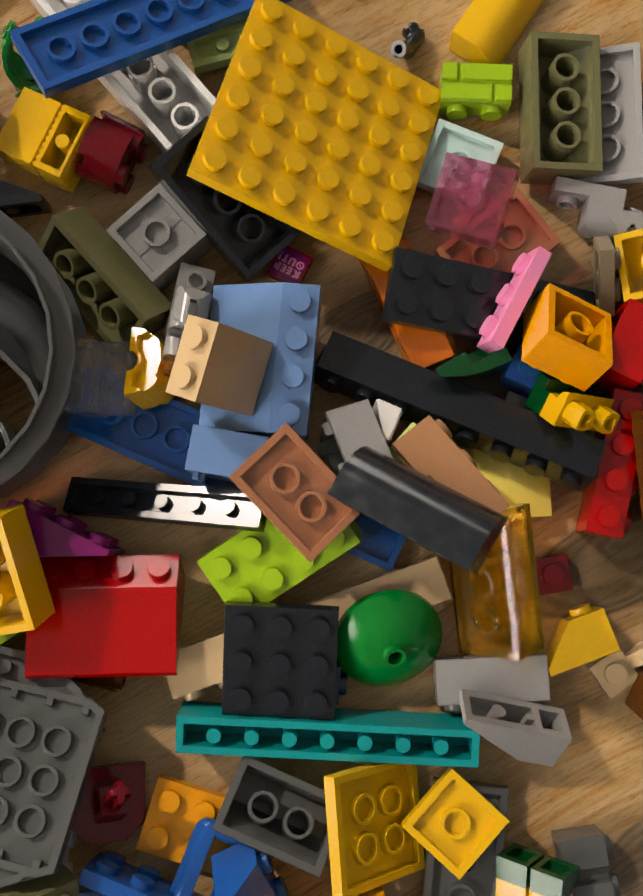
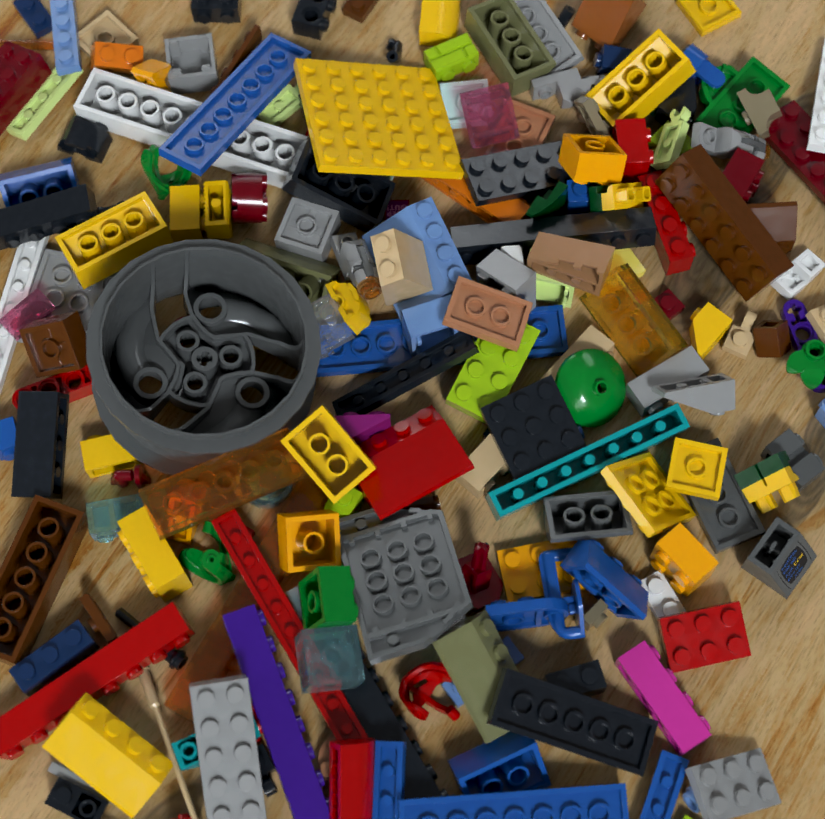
camera: 35 degrees left, 15 degrees down
(418, 508) = (564, 278): black brick -> none
(512, 299) = (547, 155): bright pink plate -> none

